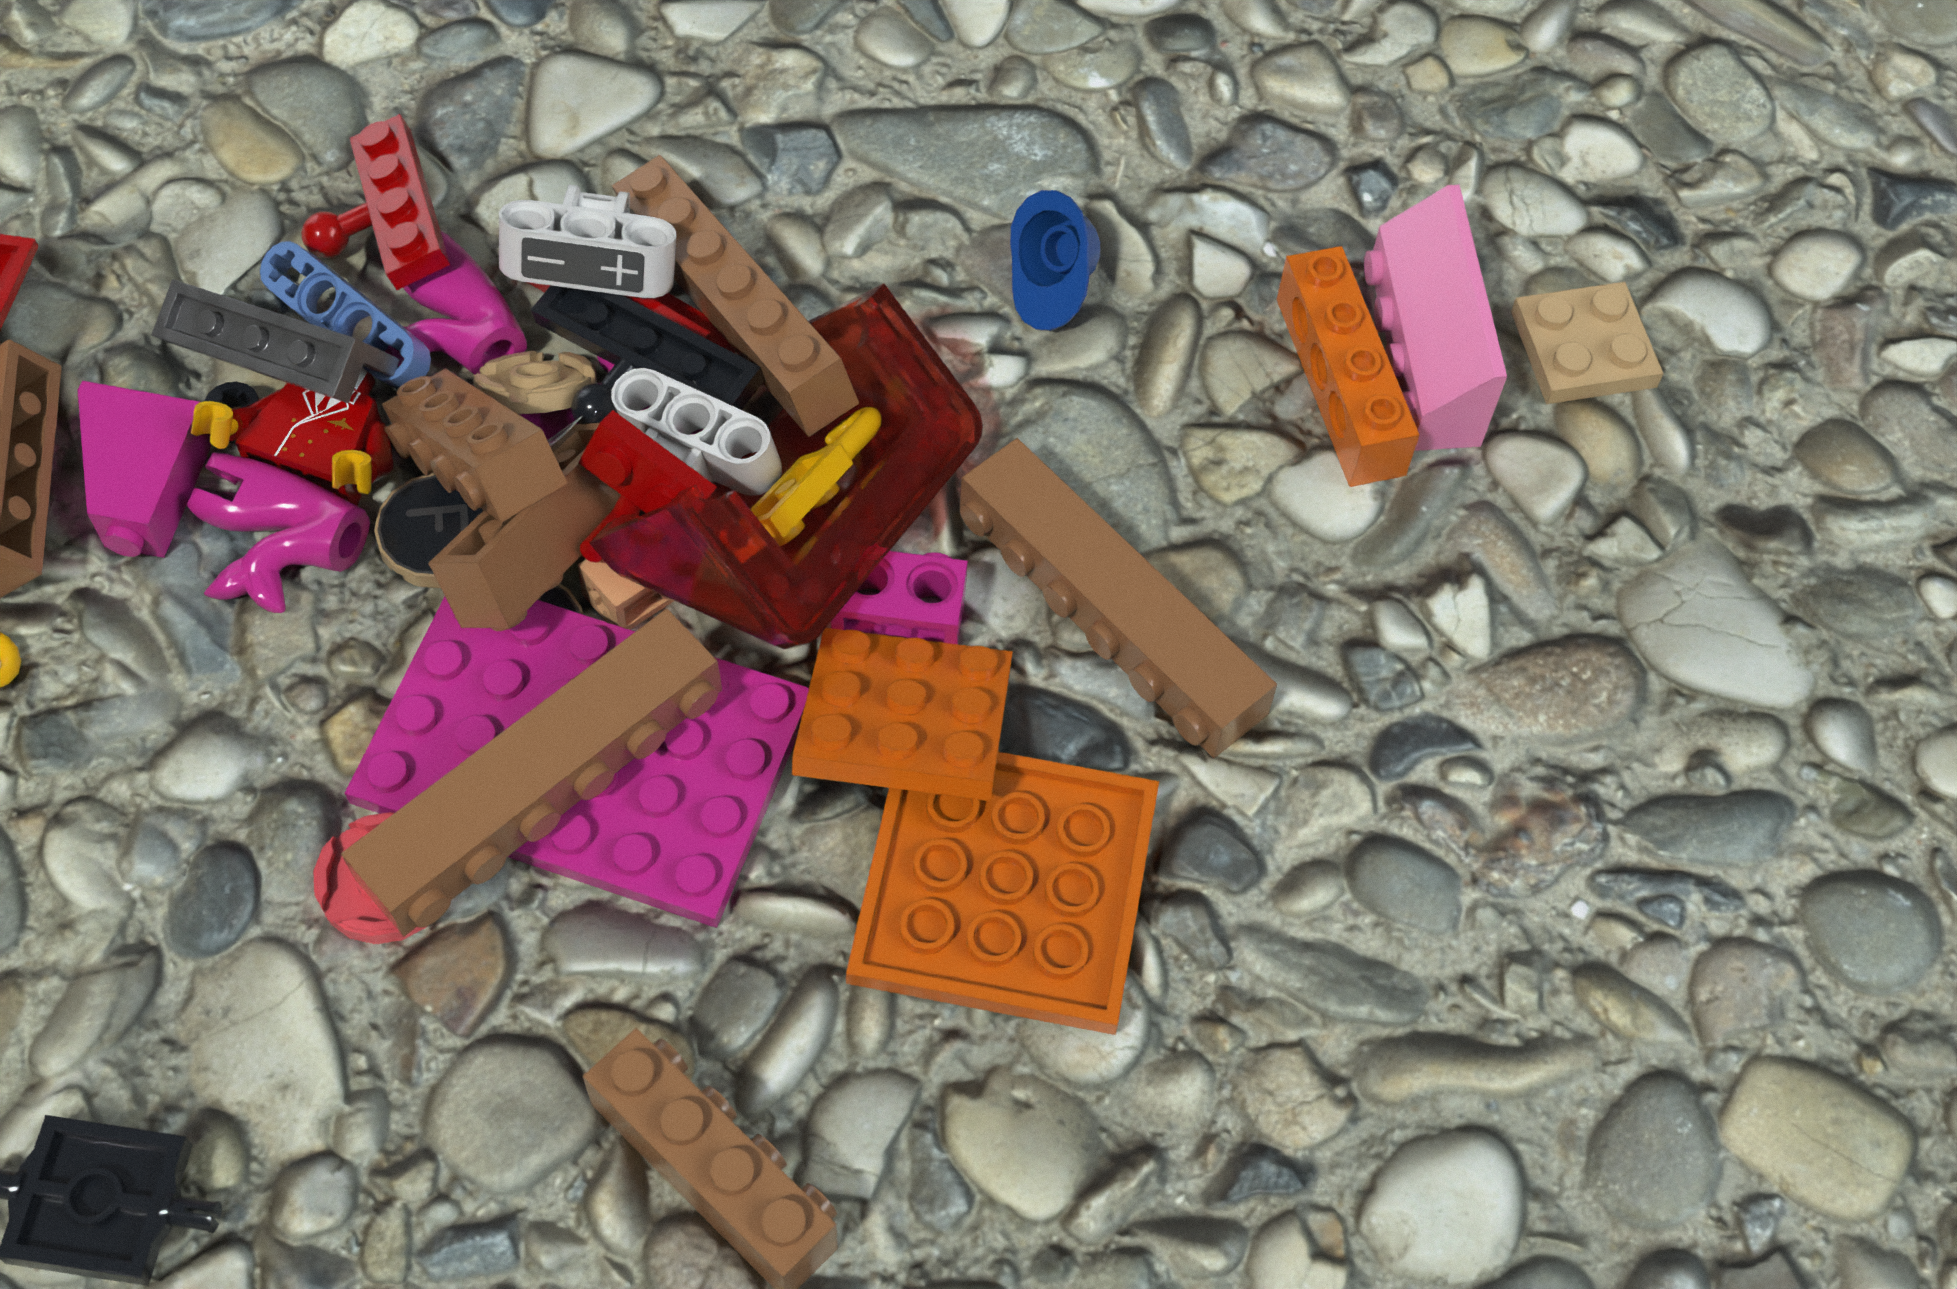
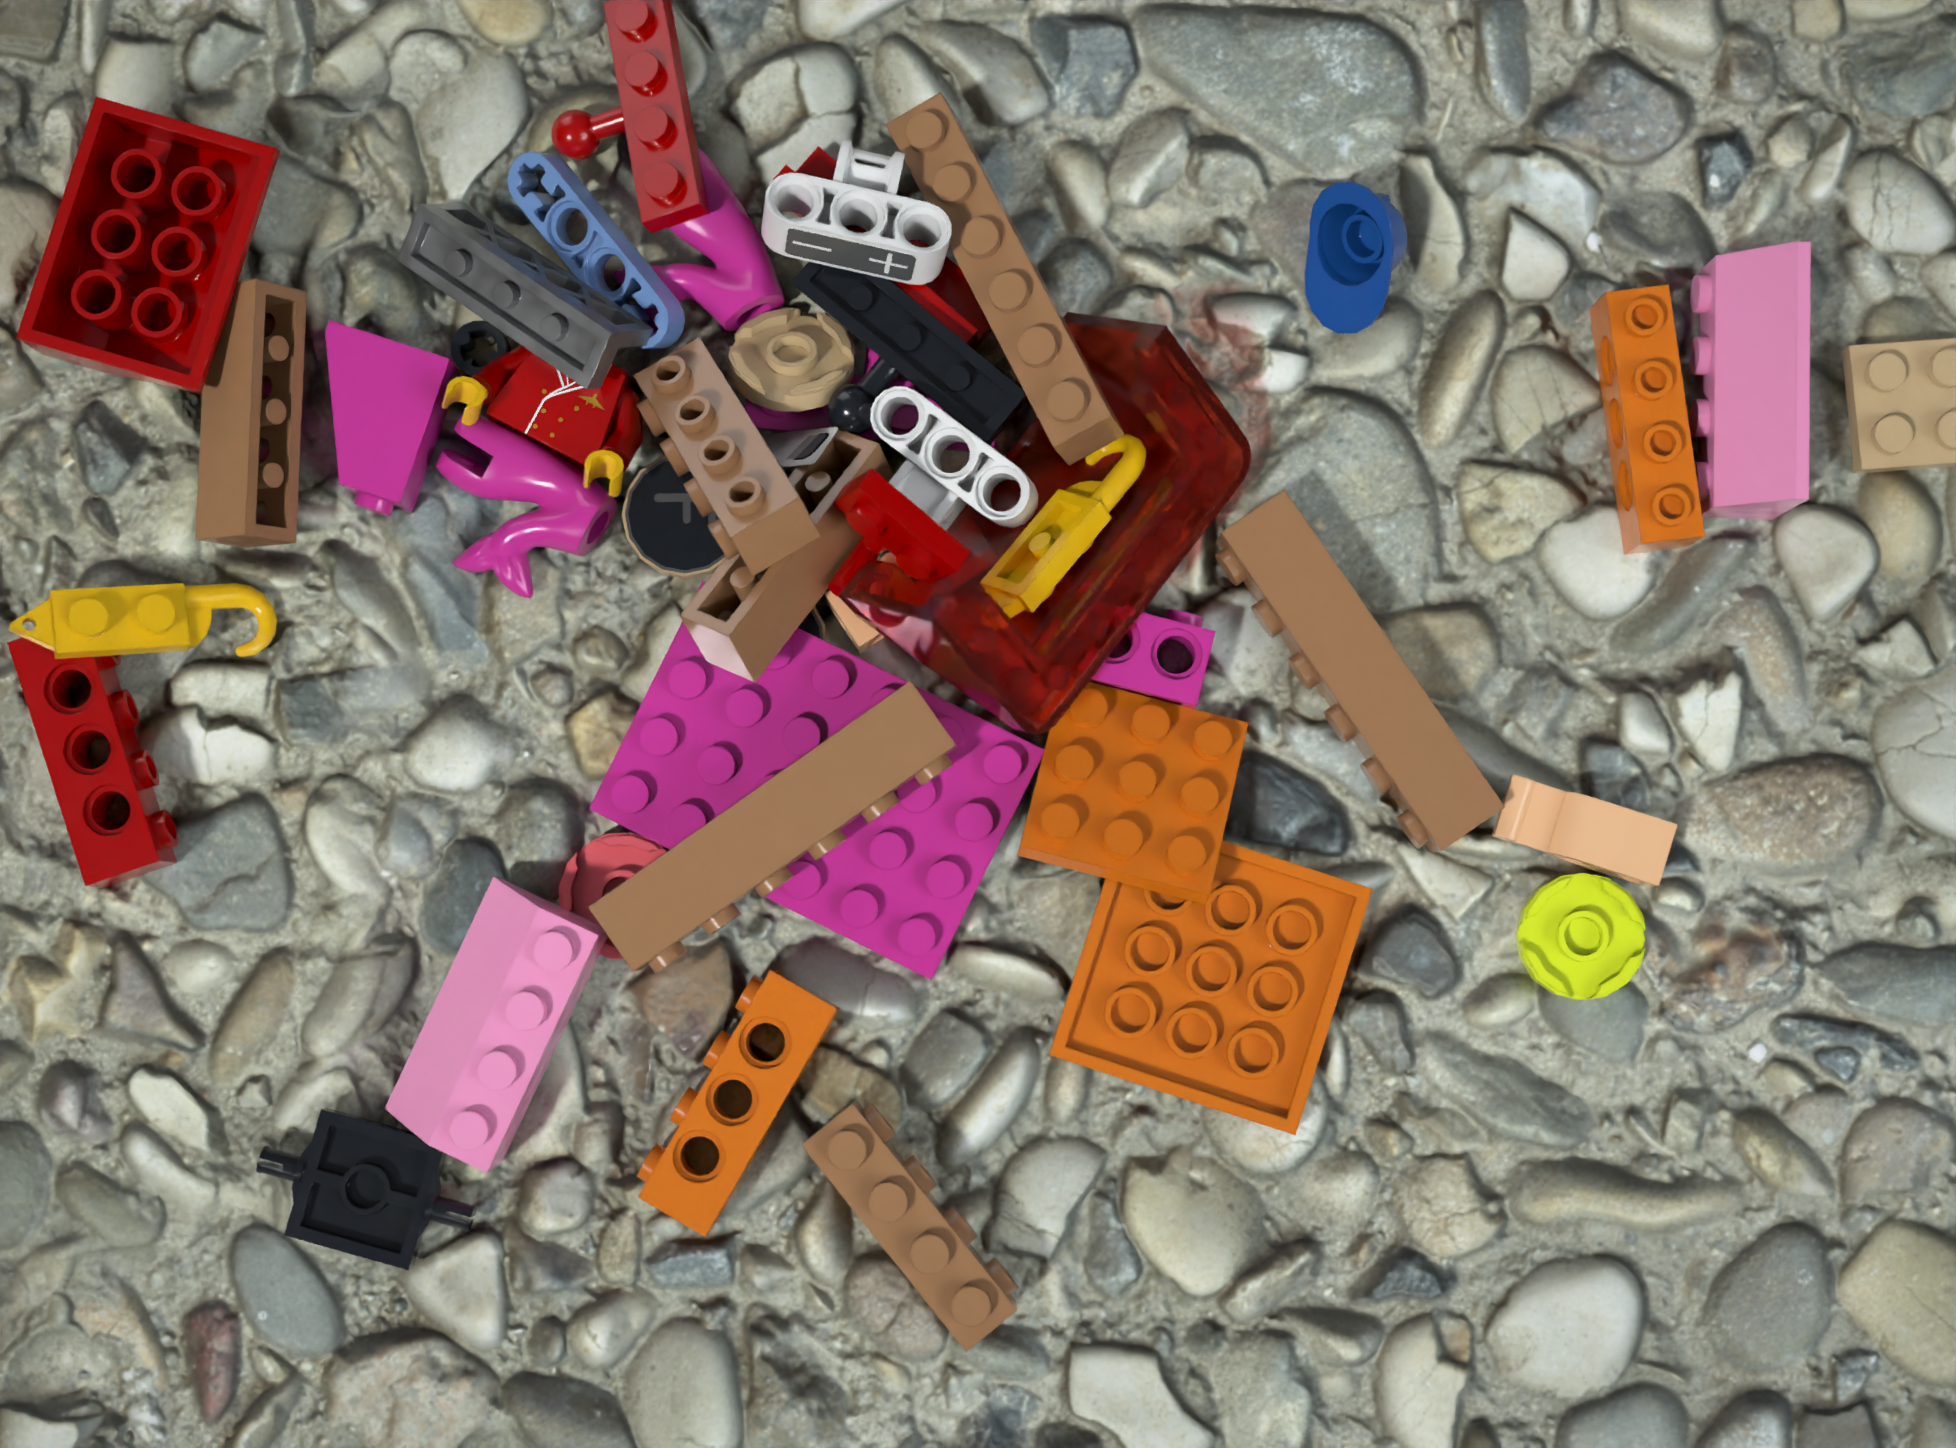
camera: 10 degrees right, 25 degrees up
(248, 1008) = (495, 1024): none -> bright pink slope
(480, 1160) = (699, 1196): none -> orange brick
(1364, 713) = (1585, 831): none -> light nougat piece
(1377, 815) = (1581, 936): none -> neon yellow tile

